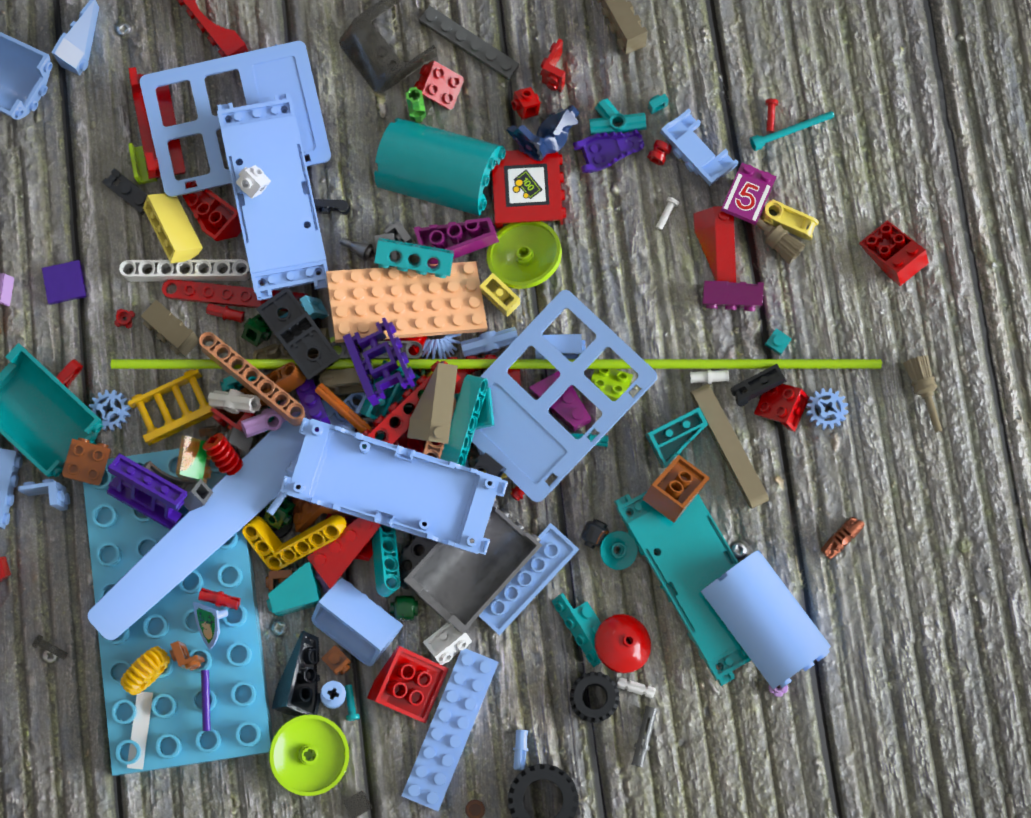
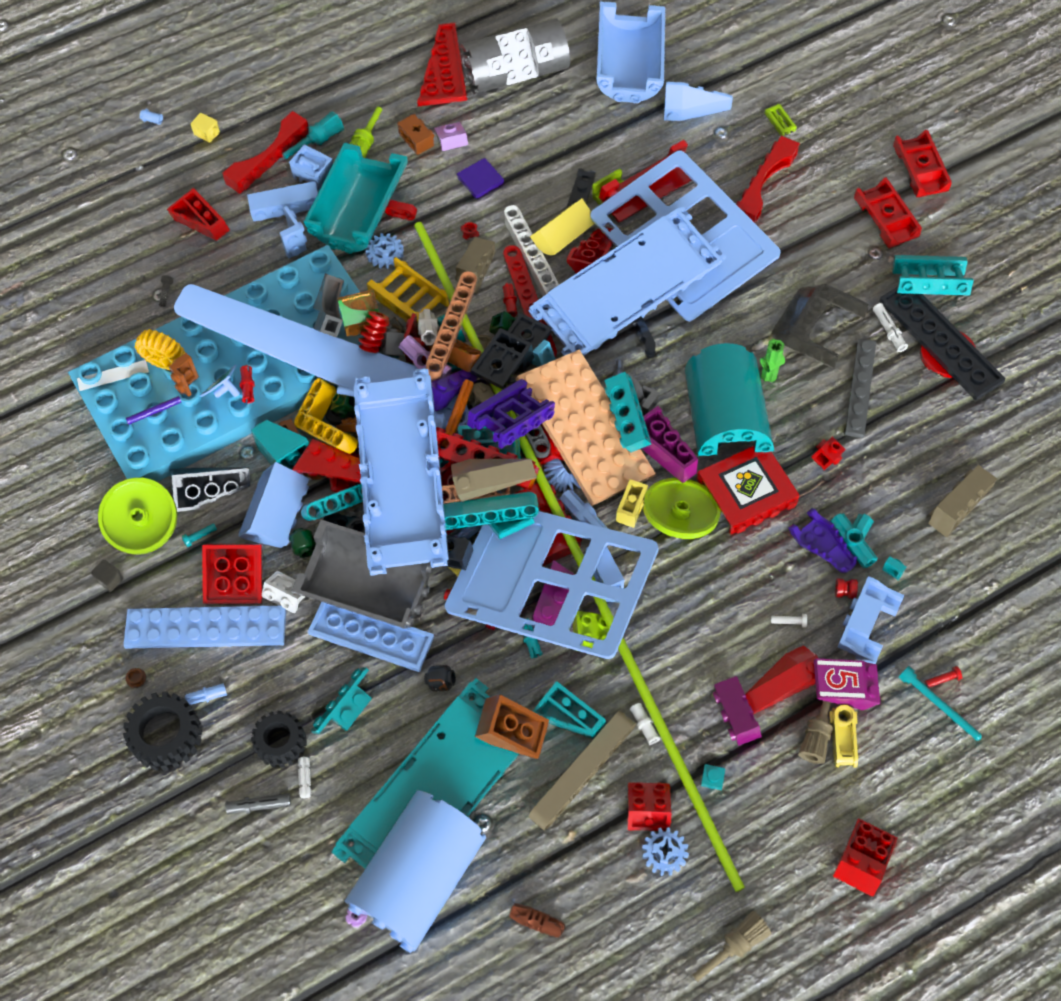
camera: 65 degrees right, 15 degrees down
(86, 461) = (328, 243): dark orange bracket -> none
(146, 491) = (315, 286): dark purple fence -> none
(252, 181) = (627, 256): white brick -> none
(329, 687) = (198, 511): light blue piece -> none
(337, 661) = (233, 508): dark orange bracket -> none
(439, 84) = (805, 379): bracket -> none
(550, 135) = (807, 483): dark blue hips -> none
(551, 75) = (877, 457): red bracket -> none
(612, 644) = (327, 750): red dish -> none
(626, 554) = (423, 699): teal dish -> none
(758, 384) = (657, 771): black plate -> none

